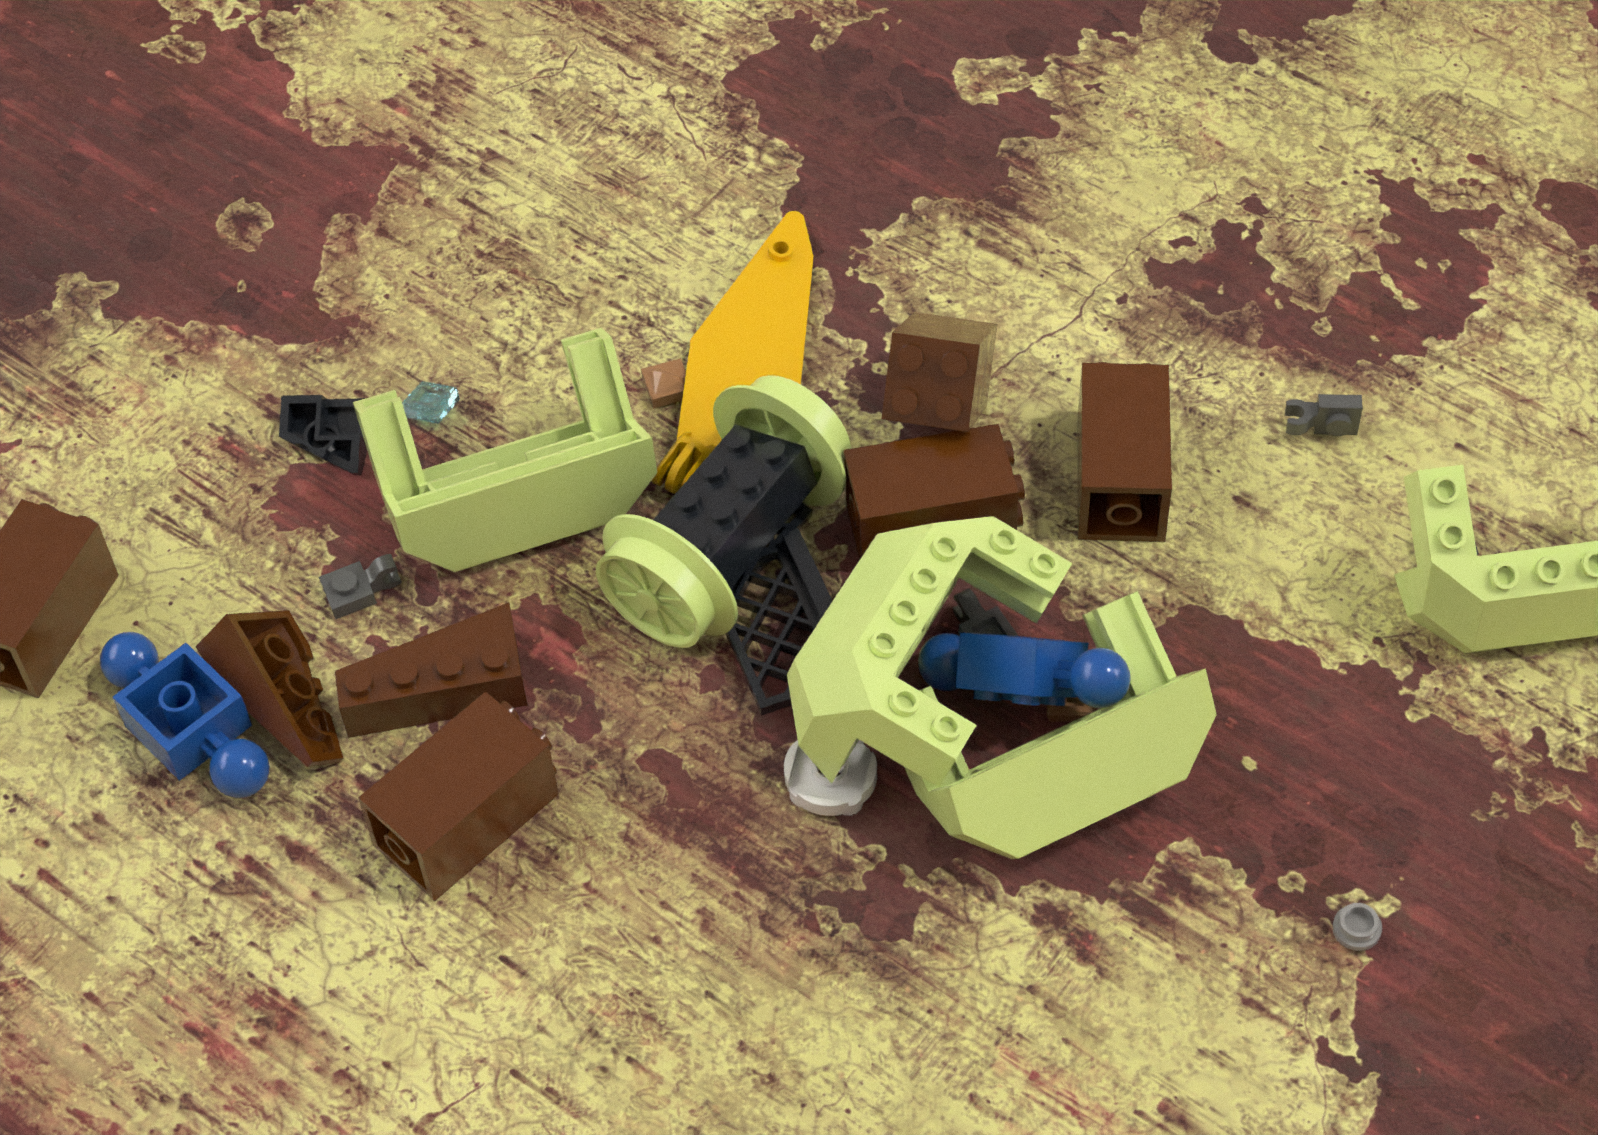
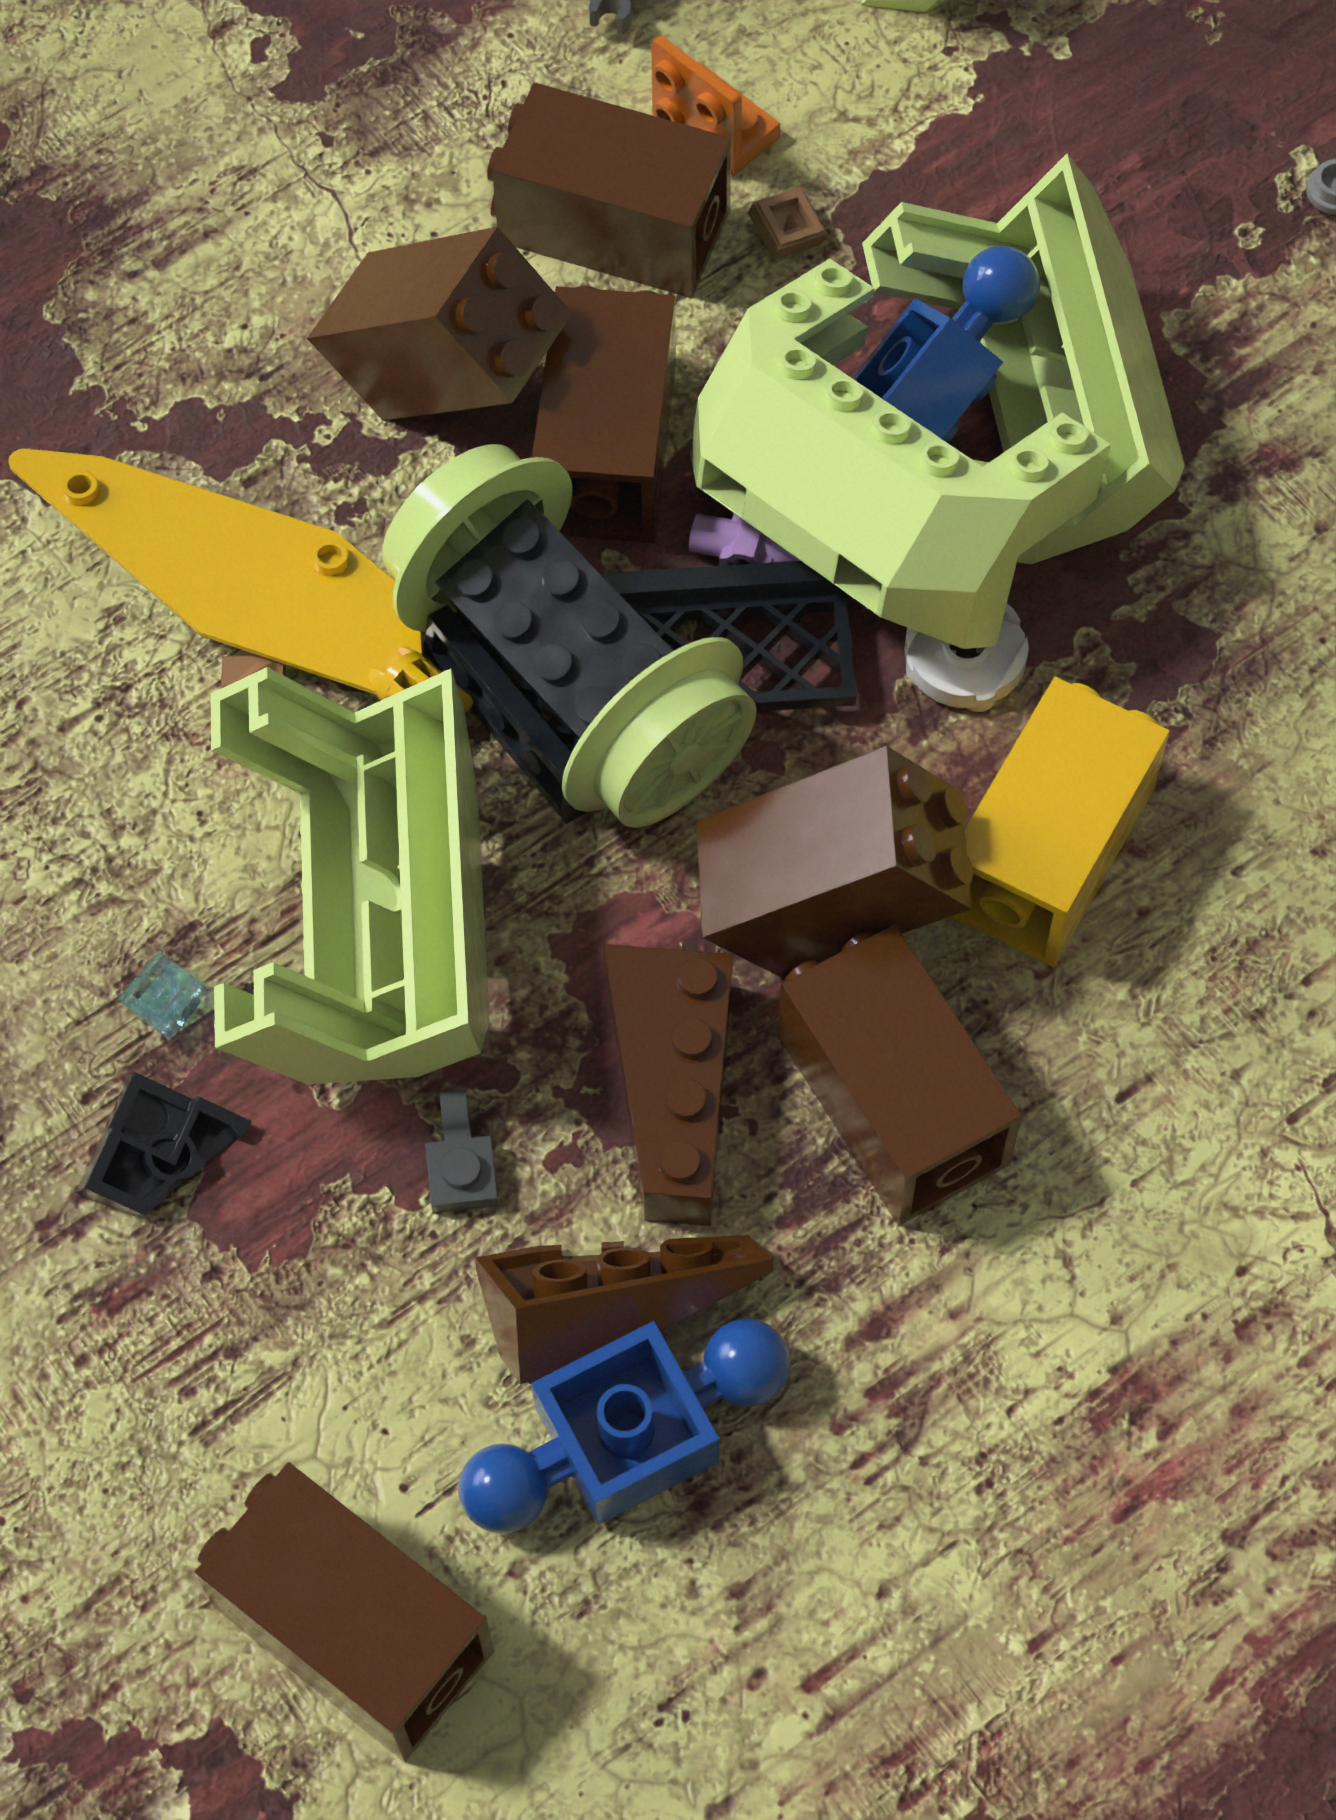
camera: 75 degrees left, 10 degrees up
(589, 702) = (833, 859): none -> reddish brown brick
(687, 844) = (1058, 817): none -> yellow brick
(1158, 572) = (787, 223): none -> medium nougat tile
(1232, 497) = (701, 99): none -> orange bracket

